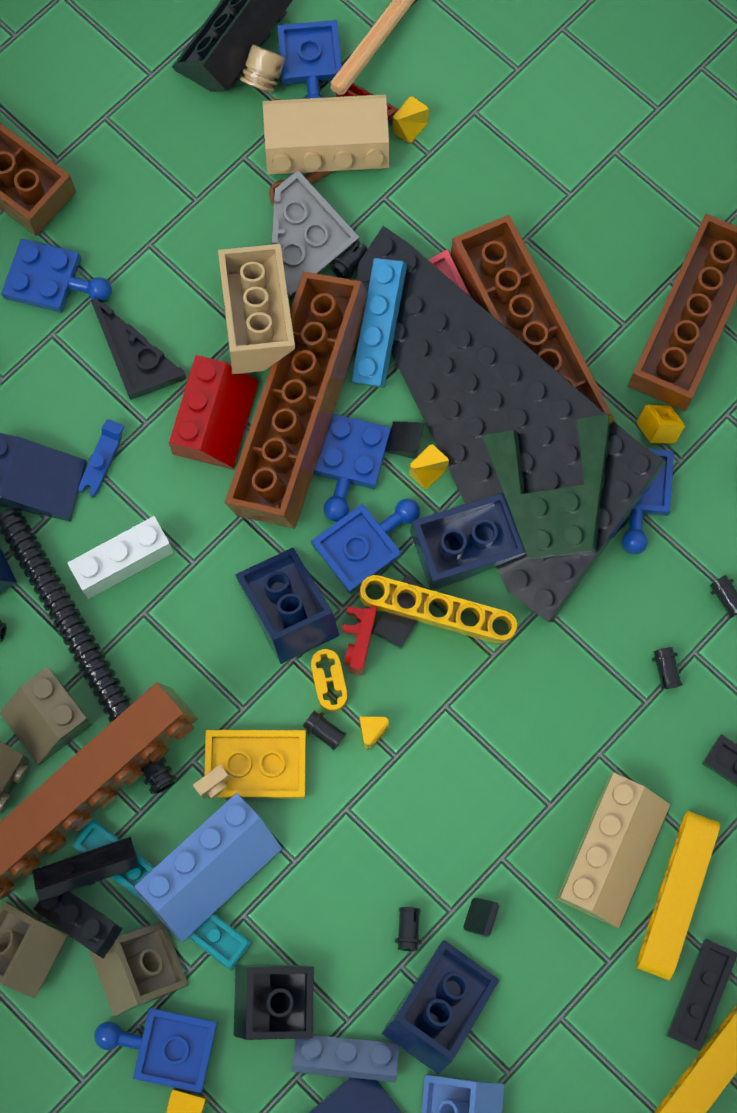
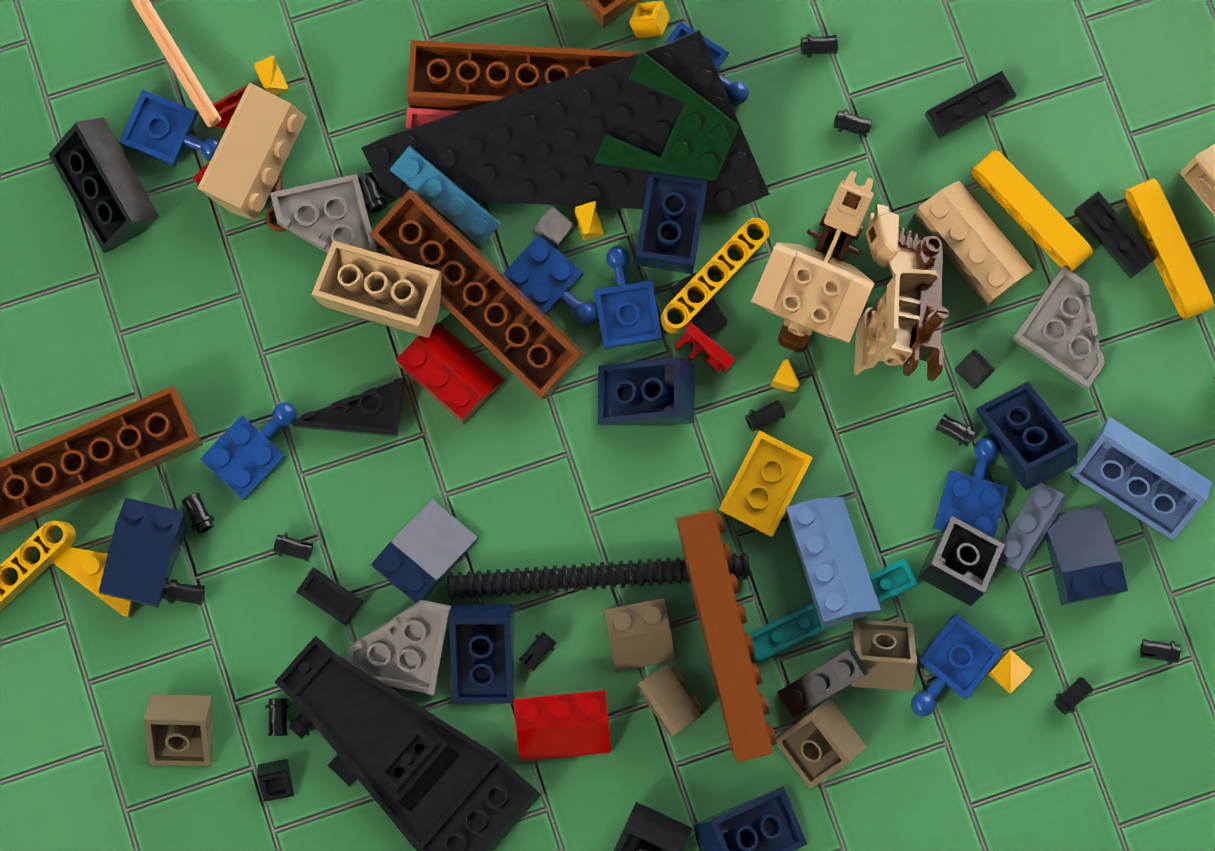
camera: 65 degrees left, 5 degrees up
(85, 869) = (785, 657): black plate -> none
(102, 457) = (437, 484): blue piece -> none
(120, 557) = (537, 508): white brick -> none
(213, 783) = (768, 522): tan plate -> none
(262, 68) = (156, 174): tan piece -> none
(336, 678) = (727, 385): yellow beam -> none
(345, 983) = (972, 497): none -> blue plate
(474, 707) = (813, 287): none -> tan piece
(500, 813) = (910, 313): none -> tan piece
(572, 991) = (1064, 330): none -> light grey plate

